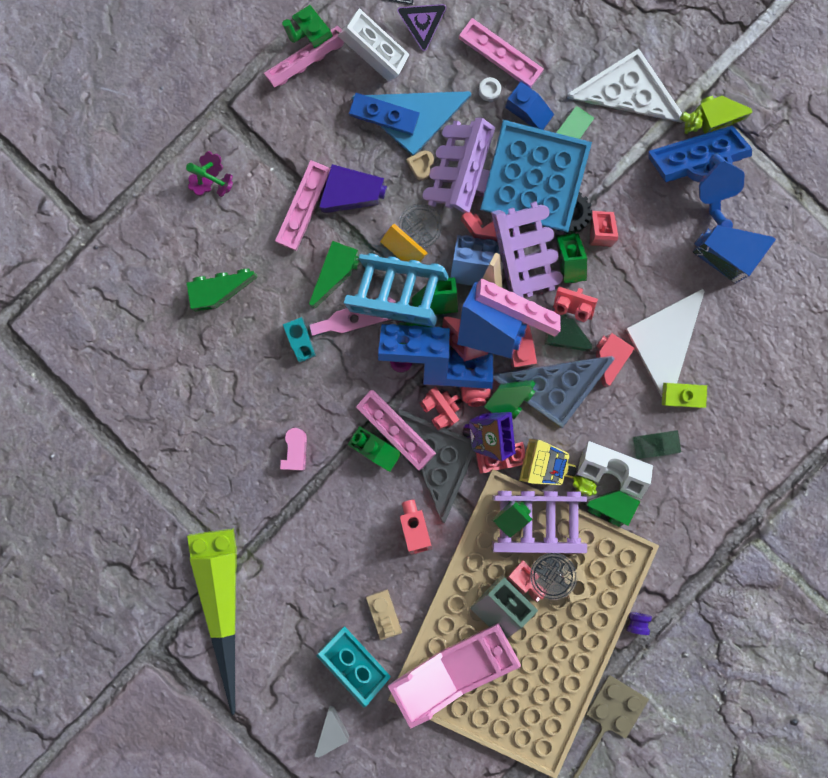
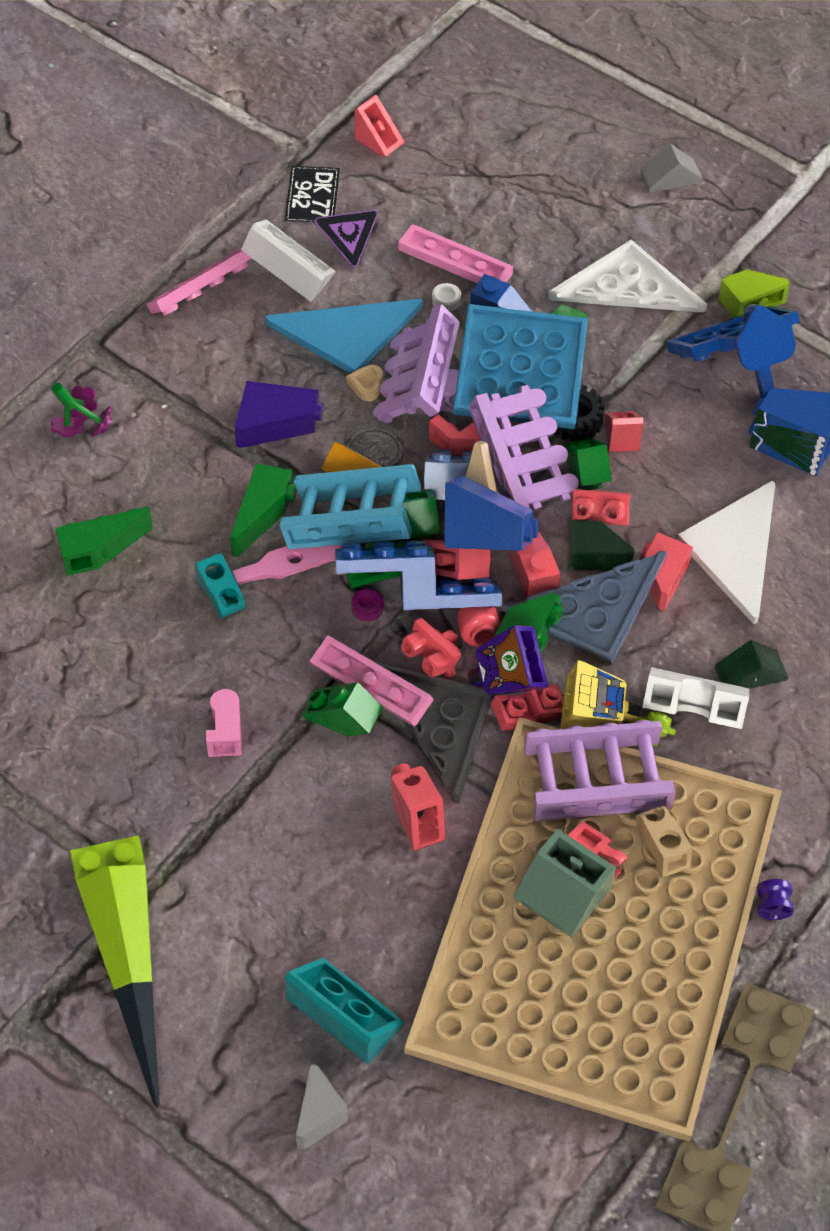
camera: 10 degrees left, 30 degrees down
(303, 205) = (210, 438): bright pink plate -> none
(309, 26) = (200, 247): green plate -> none
(384, 114) = (310, 328): blue plate -> none
(384, 614) = (383, 934): tan plate -> none
(452, 674) = (505, 982): bright pink windscreen -> none
(513, 518) = (557, 746): green slope -> none
(518, 307) = (535, 502): bright pink plate -> none
(553, 576) = (631, 826): tile -> none
(615, 505) = (704, 746): green slope -> none
(684, 395) = (775, 602): lime plate -> none
(692, 121) = (716, 303): lime plant -> none

